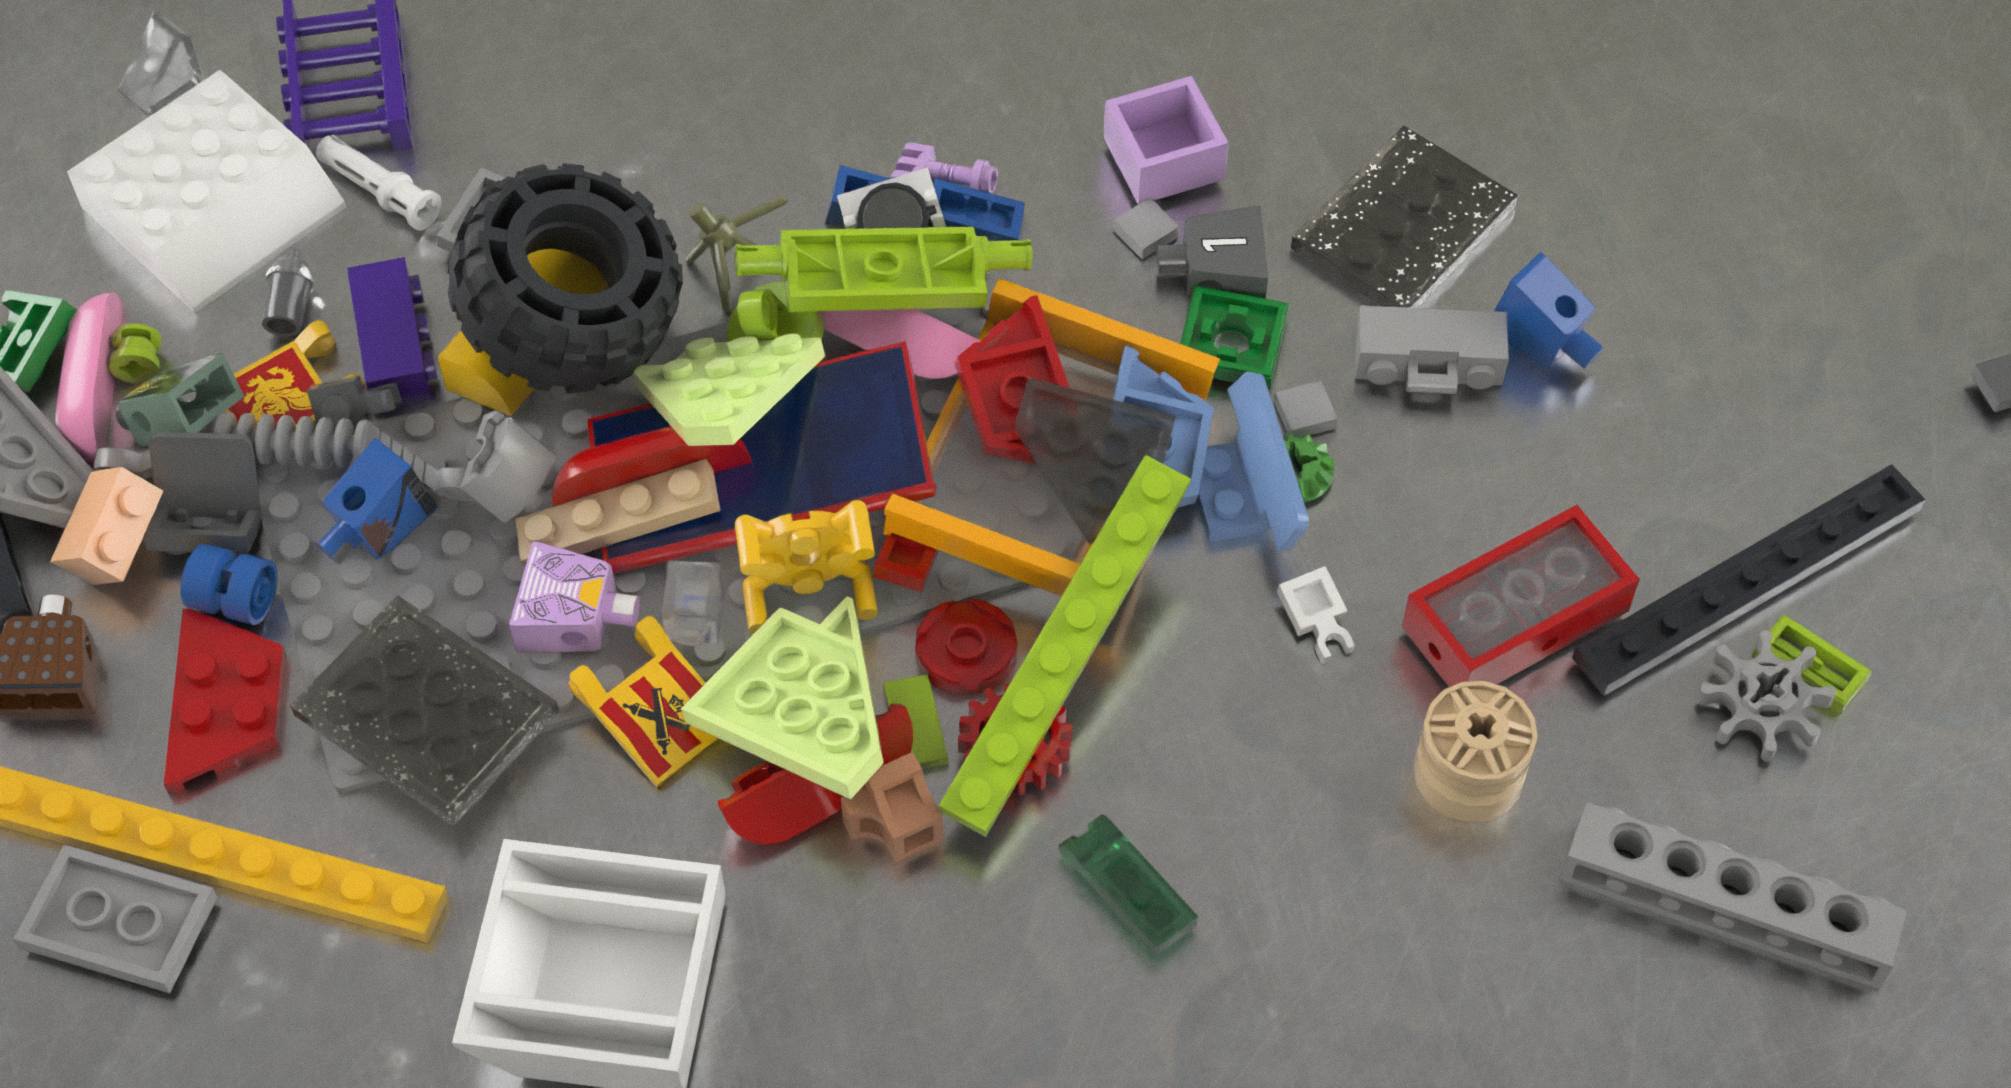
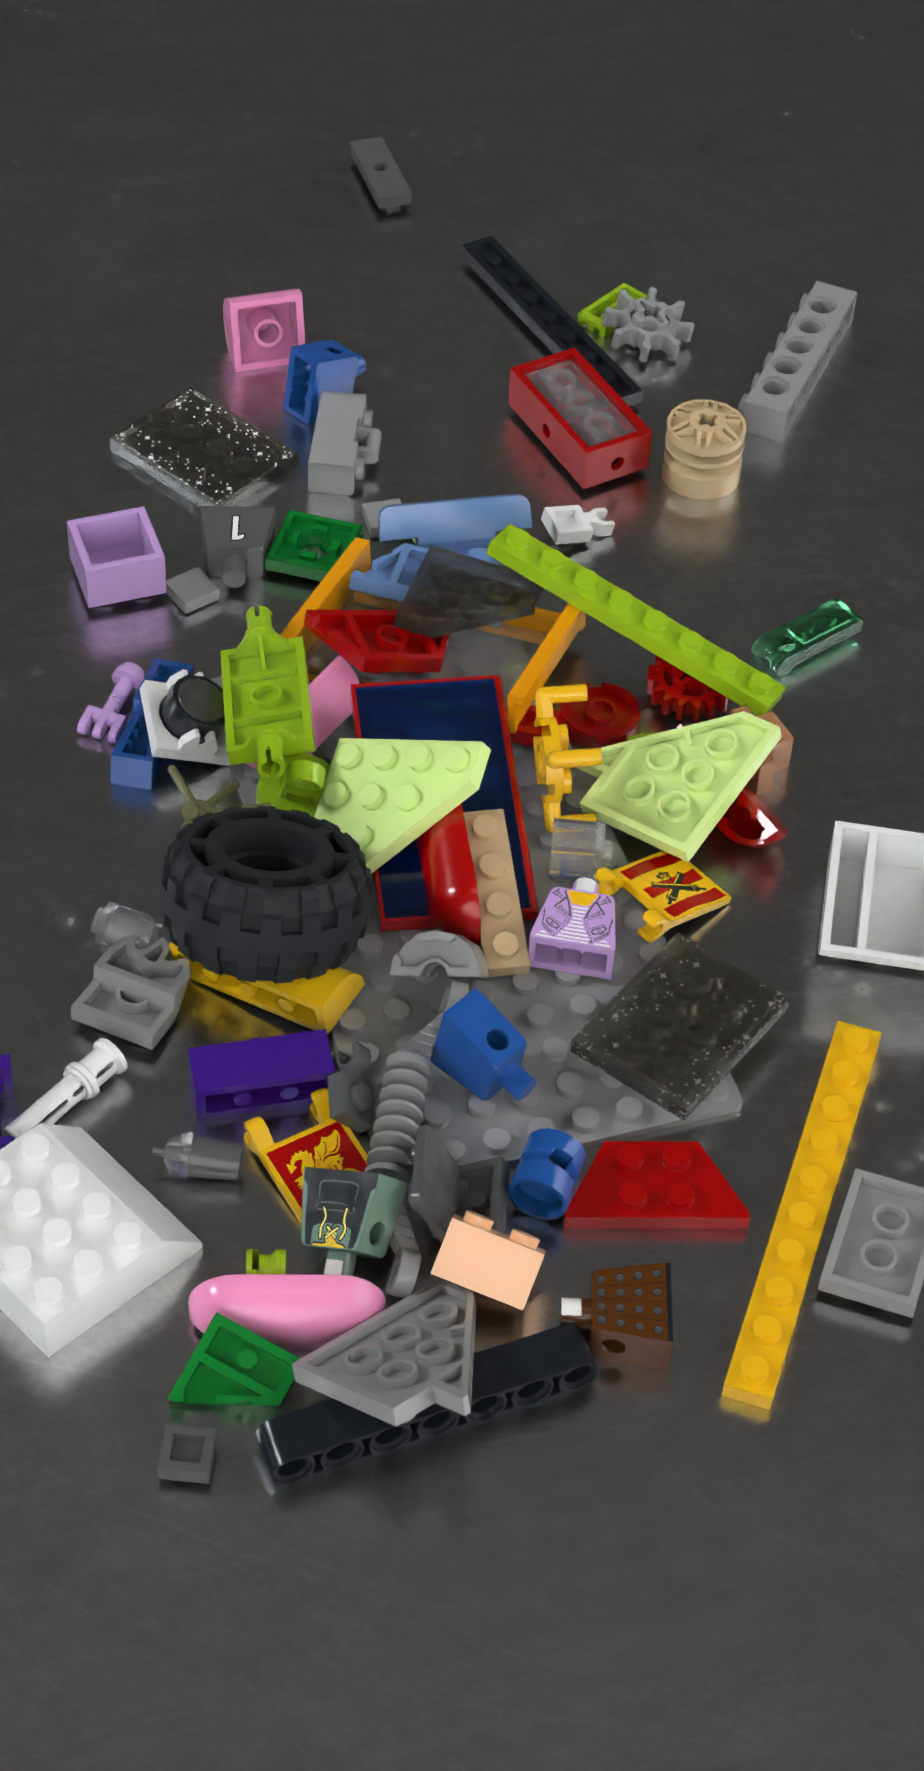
camera: 90 degrees left, 10 degrees down
(1634, 252) = (263, 328): none -> bright pink brick

